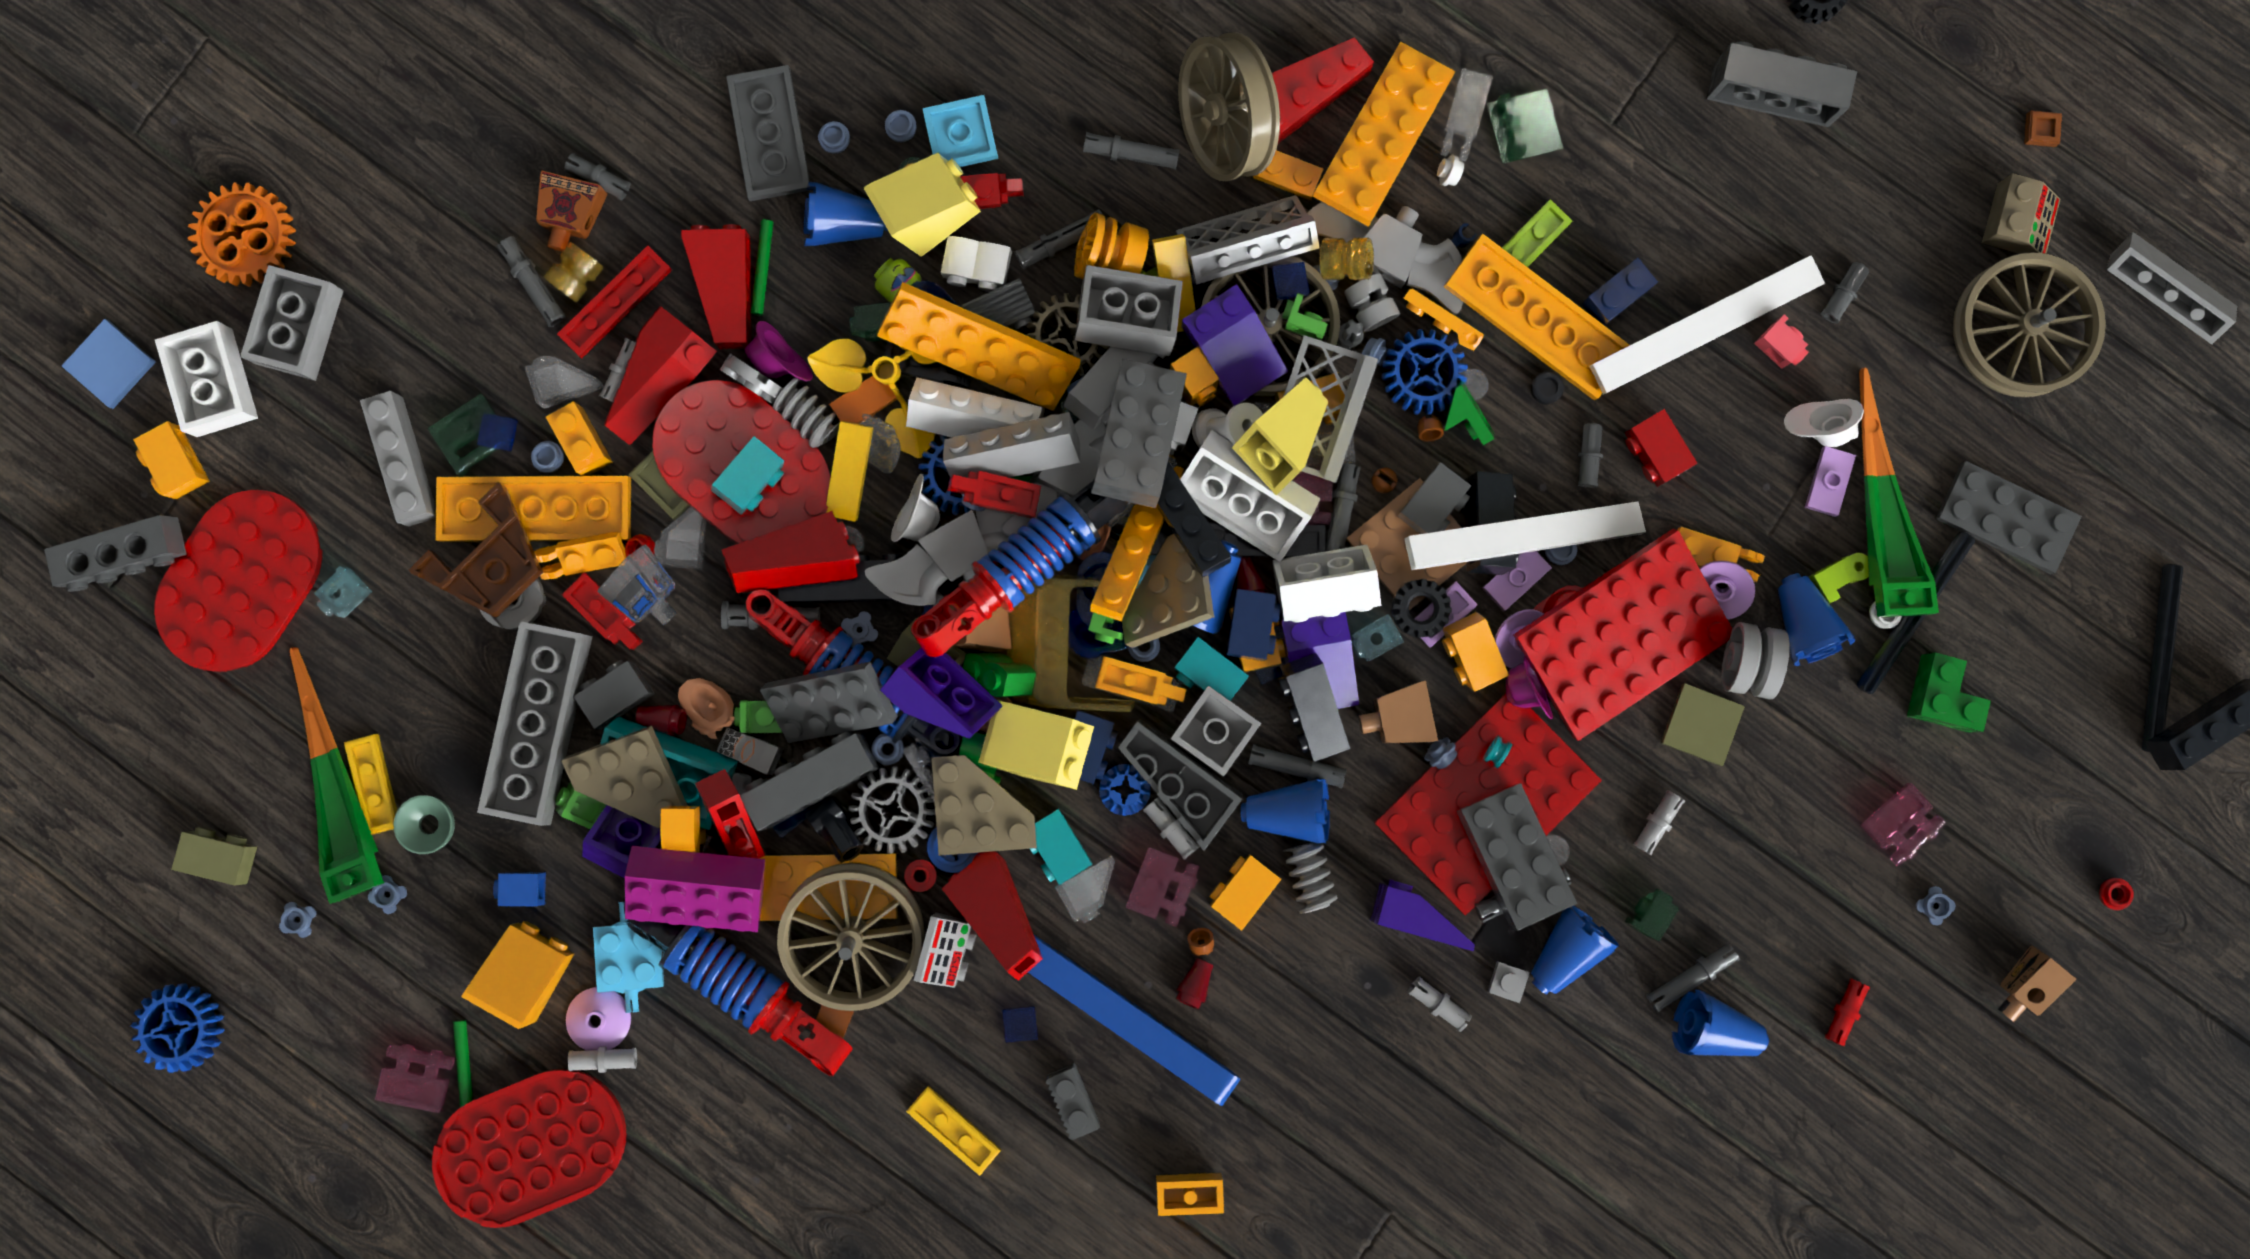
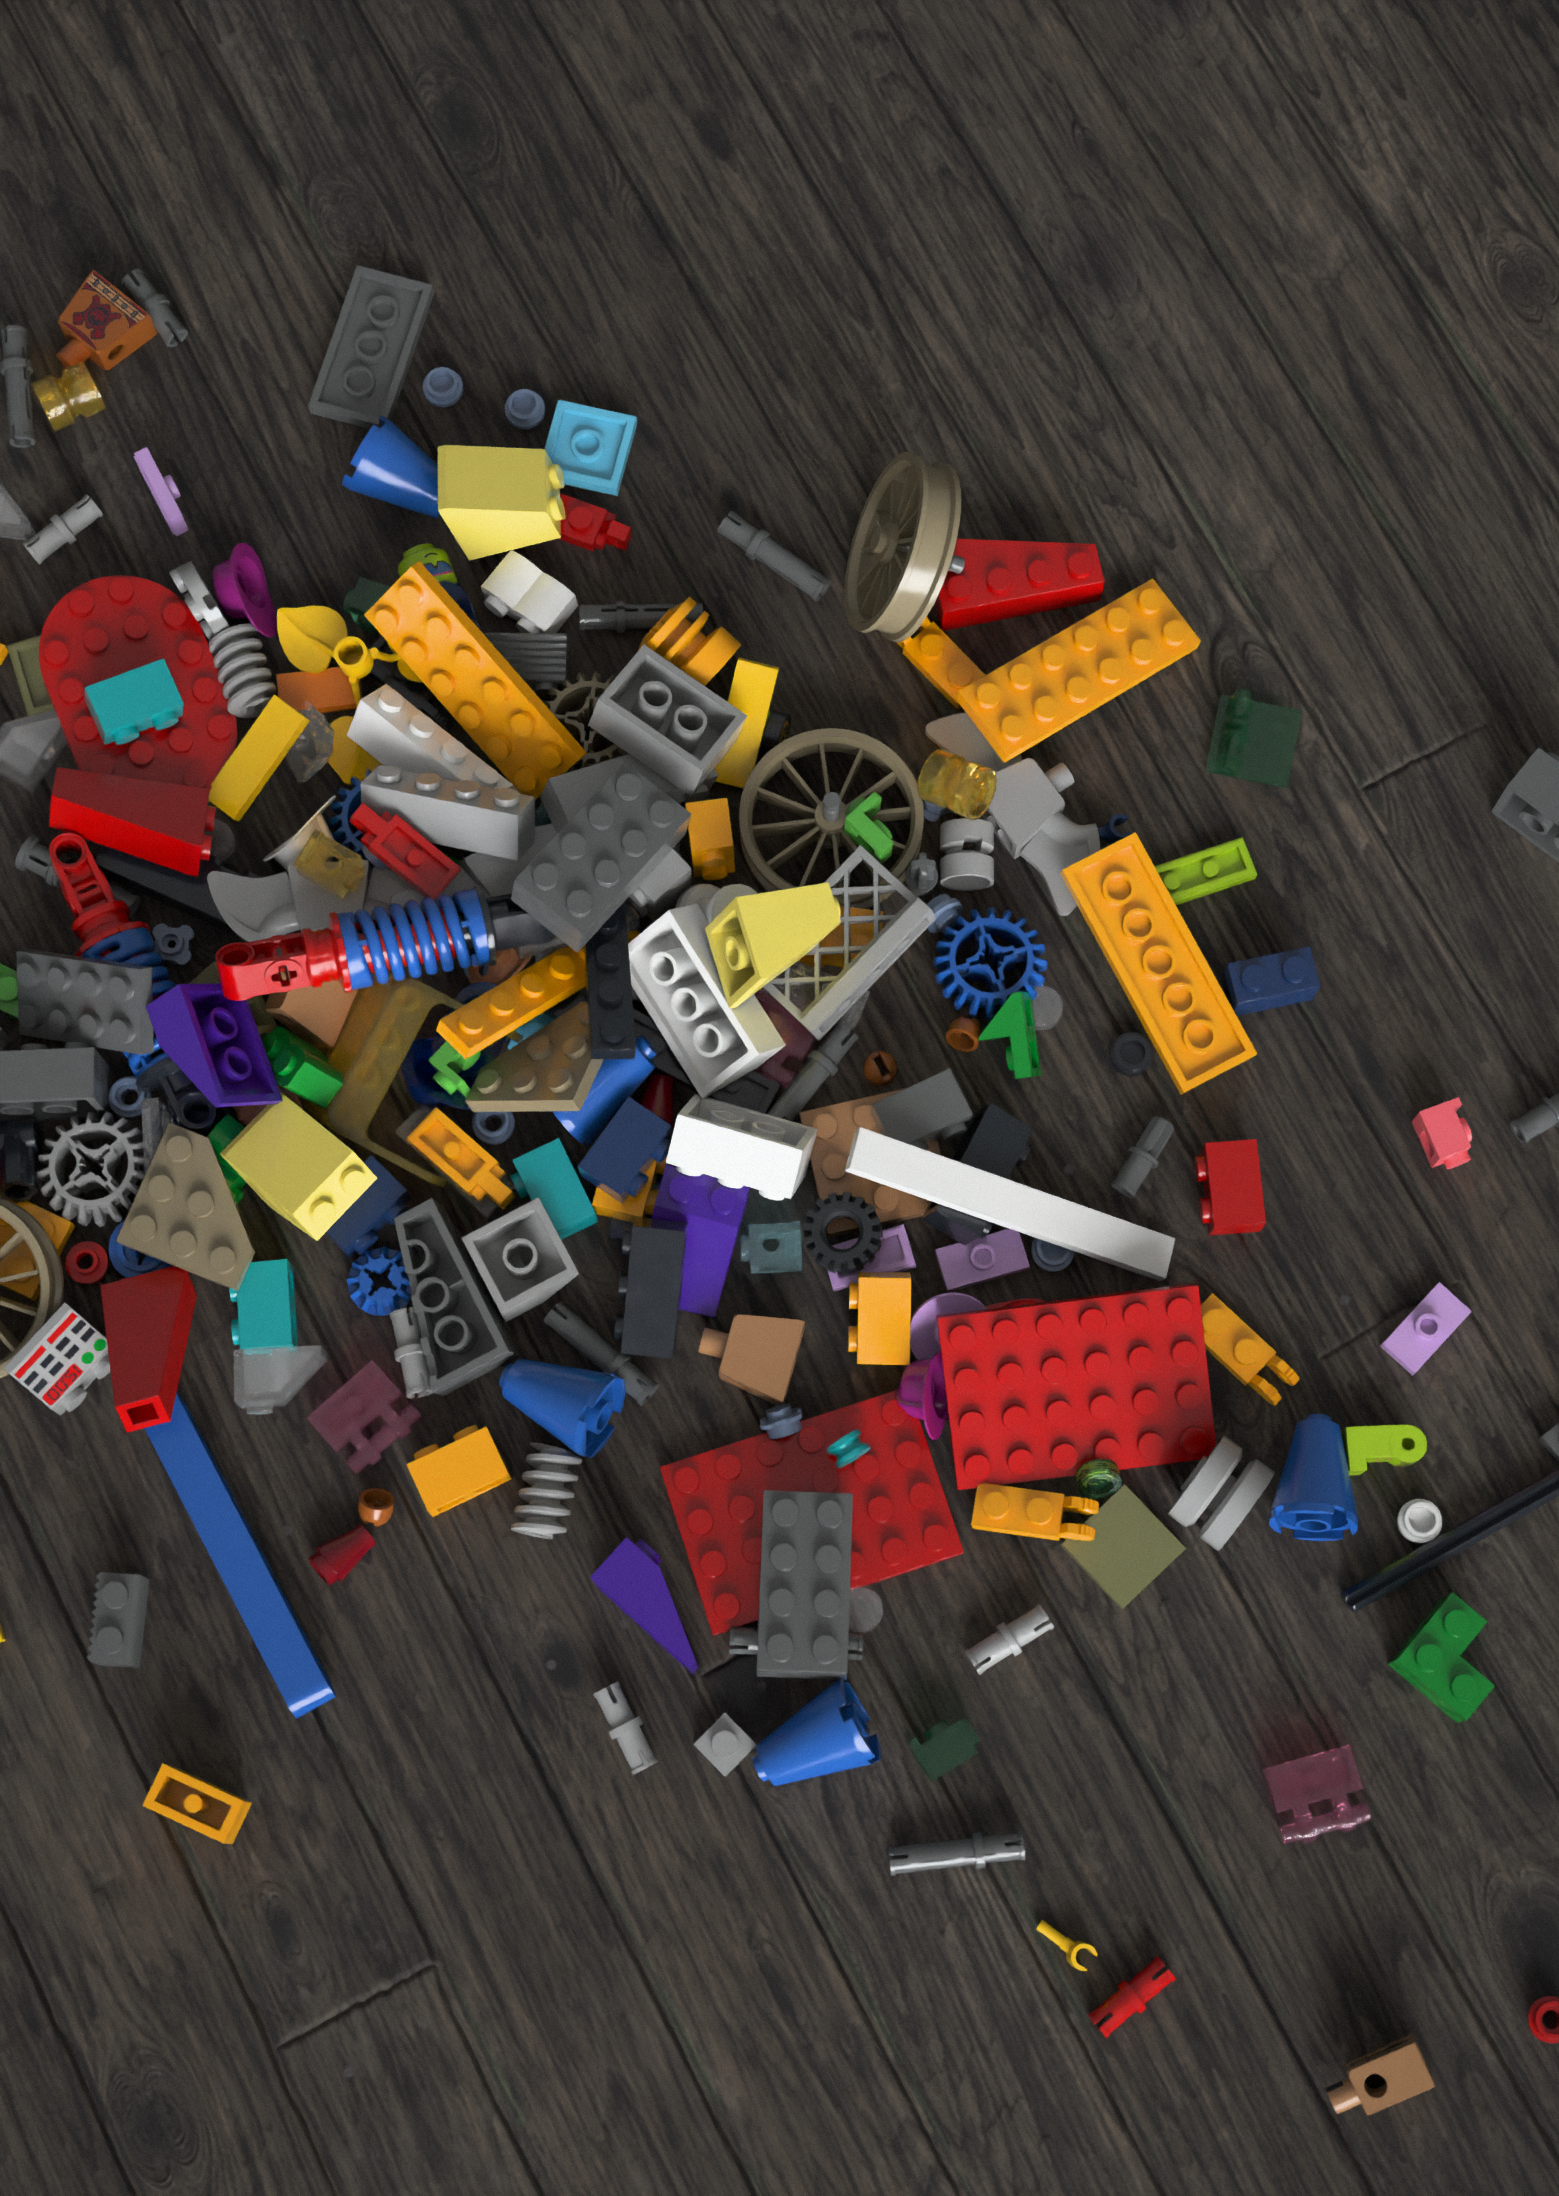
camera: 30 degrees right, 10 degrees down
(614, 302) = (96, 450): red plate -> none
(661, 365) = (109, 538): red wedge -> none
(678, 308) = (163, 491): none -> lavender plate
(723, 279) = (230, 483): red slope -> none
(761, 269) = (284, 491): green bar -> none
(938, 533) = (338, 880): none -> clear yellow brick
(1020, 1024) = (109, 1499): clear blue tile -> none
(1234, 345) = (773, 818): dark purple slope -> none
(1258, 247) = (854, 713): light grey fence -> none
(1290, 280) = (880, 776): clear blue tile -> none
(1444, 320) = (1044, 916): light orange hinge -> none
(1450, 170) = (1138, 749): white plate -> none
(1466, 110) = (1191, 691): clear hinge -> none
(1632, 733) = (1030, 1512): none -> light orange hinge
(1667, 688) = (1098, 1478): none -> clear green tile
(1706, 324) = (1360, 1068): white tile -> none
(1716, 1028) = (954, 1931): blue cone -> none
(1740, 590) = (1238, 1412): lavender dish -> none
(1793, 1000) = (1066, 1944): none -> yellow hand
(1827, 421) = (1453, 1253): white piece -> none
(1895, 557) = (1458, 1458): green plate -> none
(1945, 906) = (1297, 1914): sand blue plate -> none

